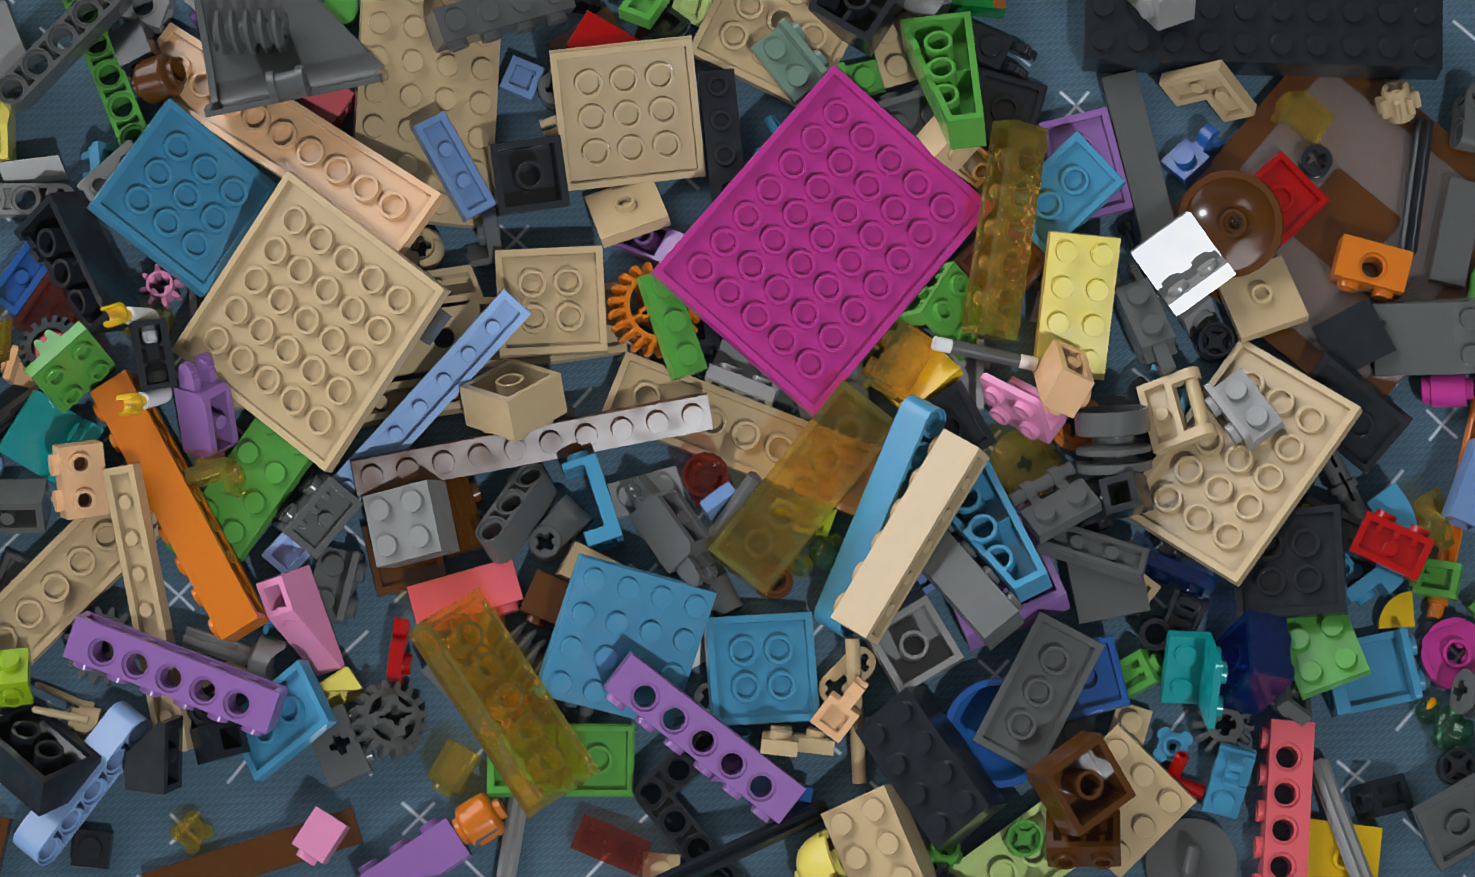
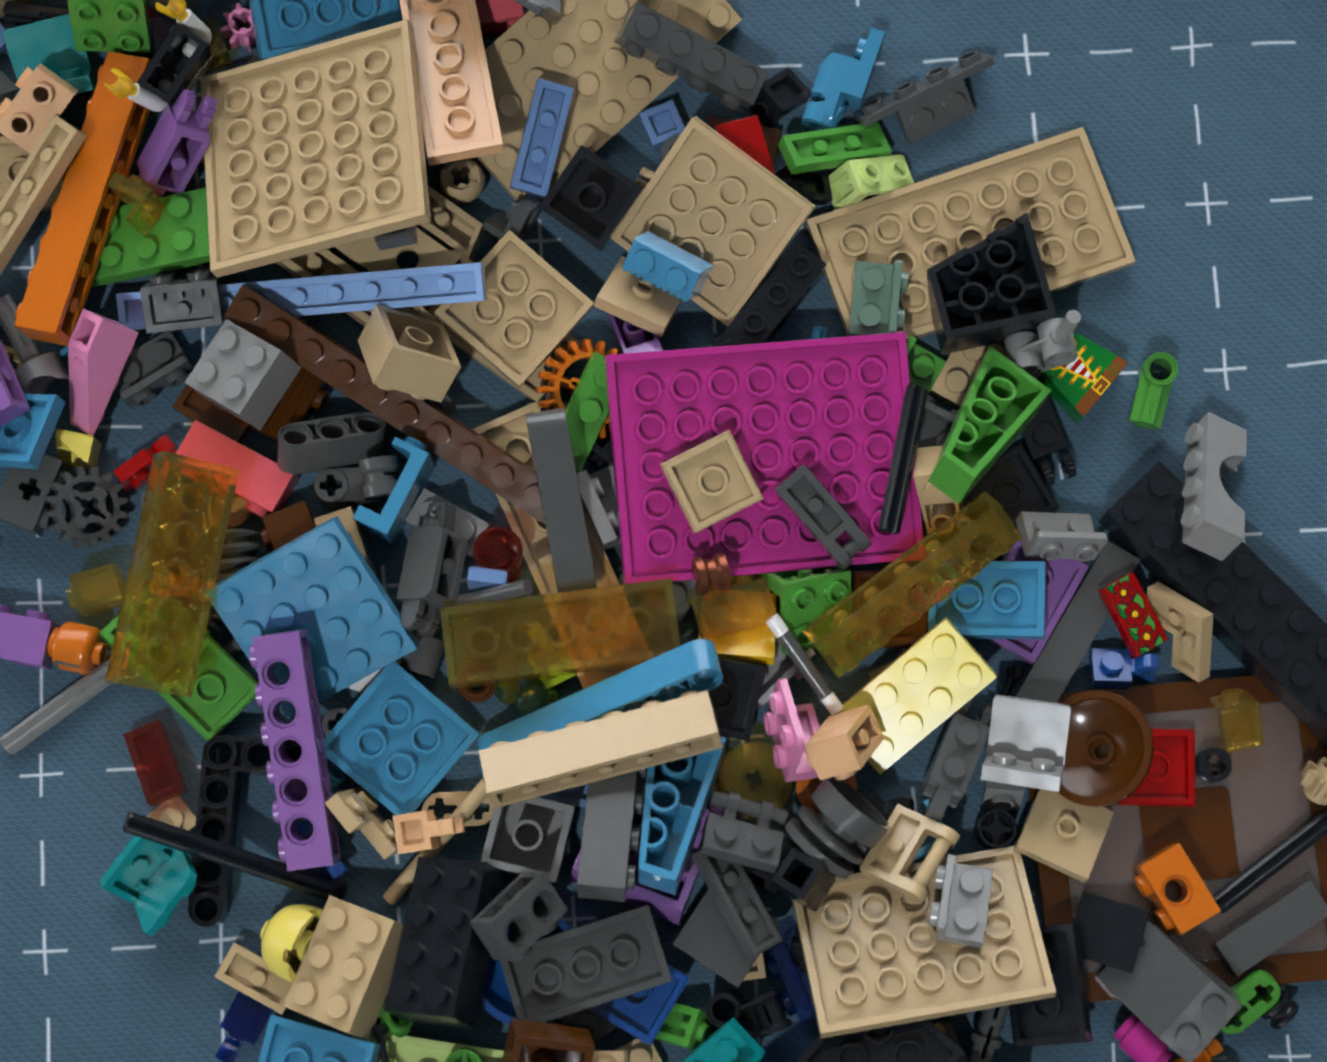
camera: 40 degrees right, 0 degrees up
(575, 503) = (379, 476): none -> dark grey wheel
(627, 173) = (667, 266): none -> dark azure brick
(716, 399) = (561, 500): none -> dark grey beam
(805, 289) = (711, 481): none -> tan plate
(865, 351) = (711, 573): none -> copper wheel
(900, 242) = (822, 515): none -> dark grey plate
(915, 152) = (903, 459): none -> black axle
(964, 700) = (515, 911): none -> dark grey brick
(1068, 104) = (1059, 536): none -> light grey bracket
(1167, 111) = (1132, 614): none -> tile

